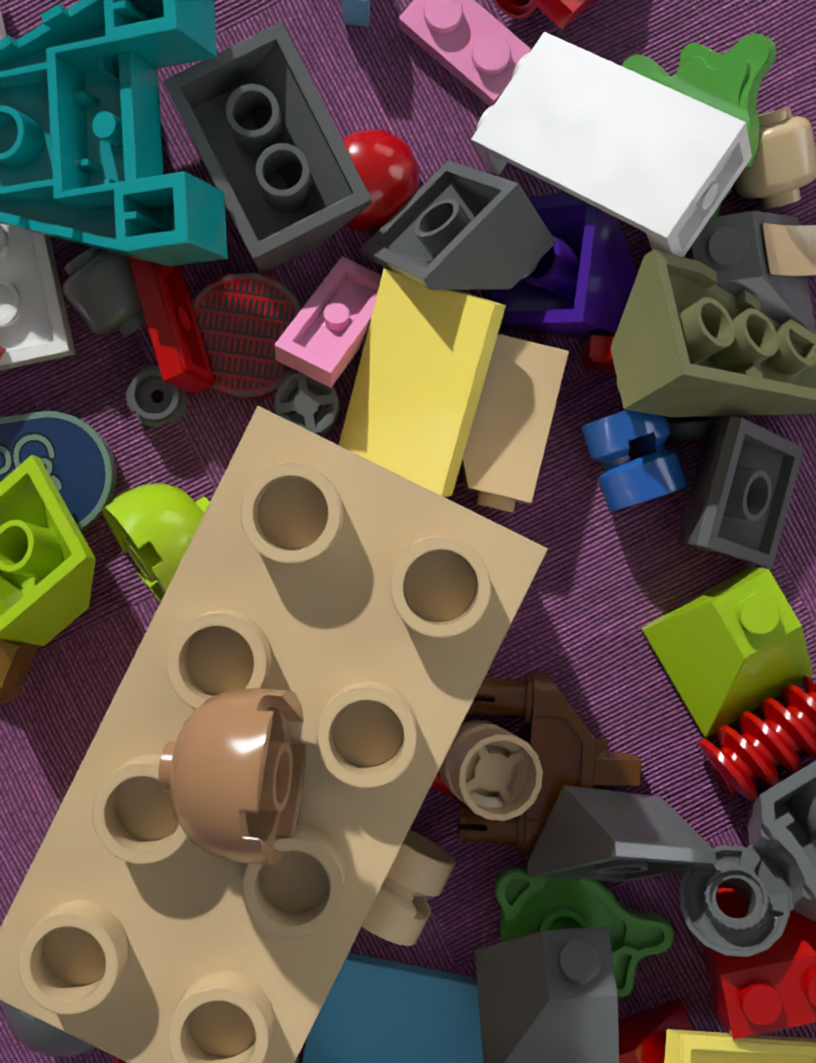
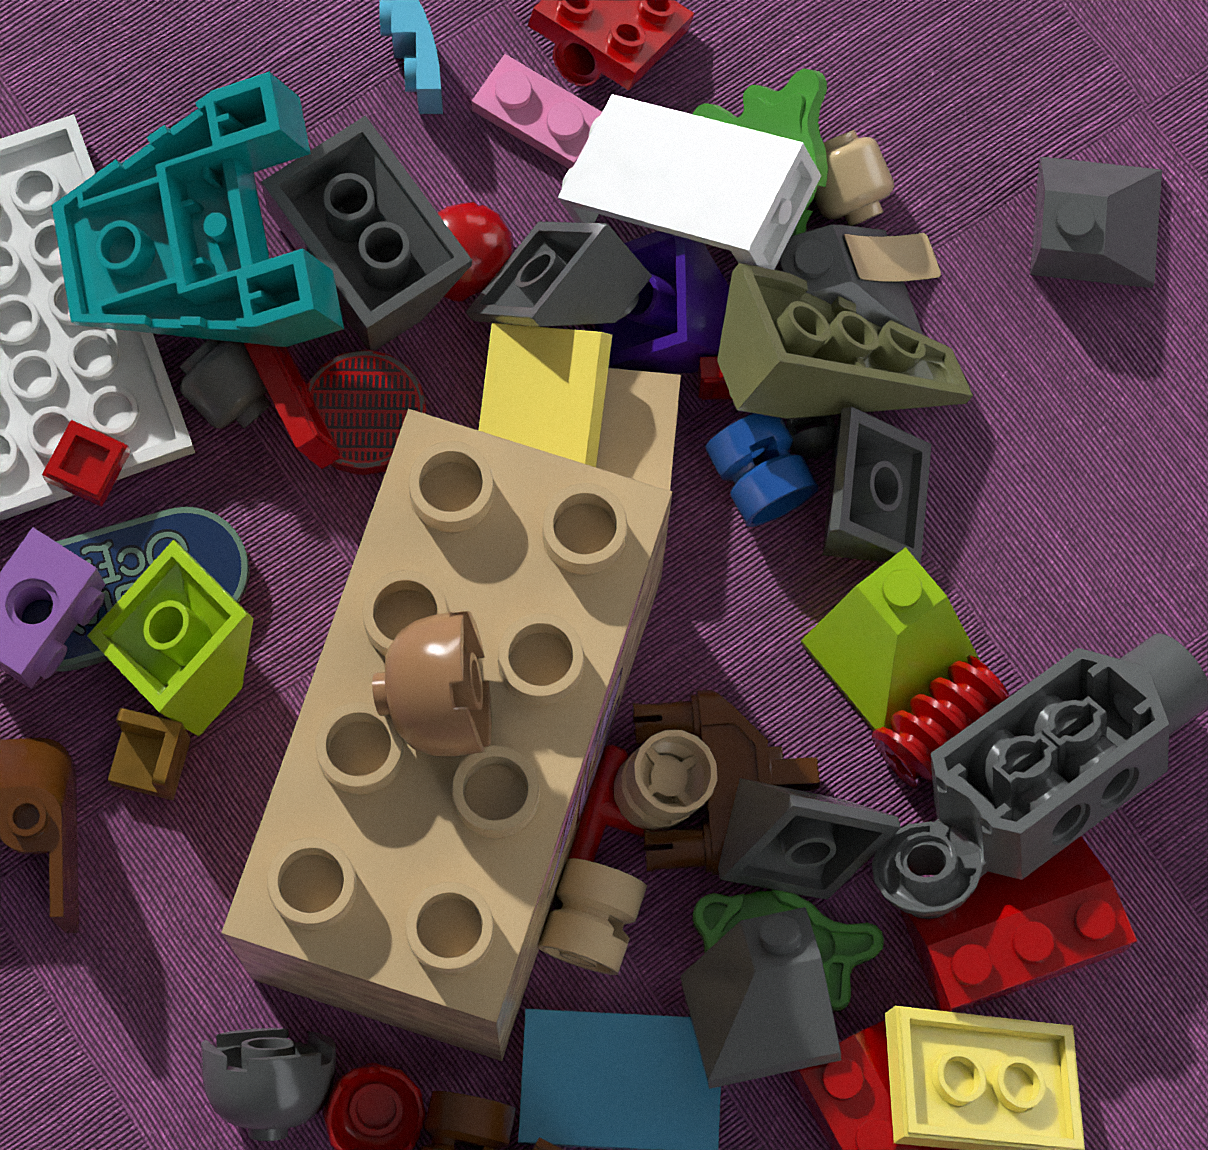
camera: 10 degrees left, 15 degrees down
(140, 398) = (271, 469): dark grey plate -> none
(155, 529) = (298, 603): lime cylinder -> none
(331, 323) = (450, 377): bright pink plate -> none

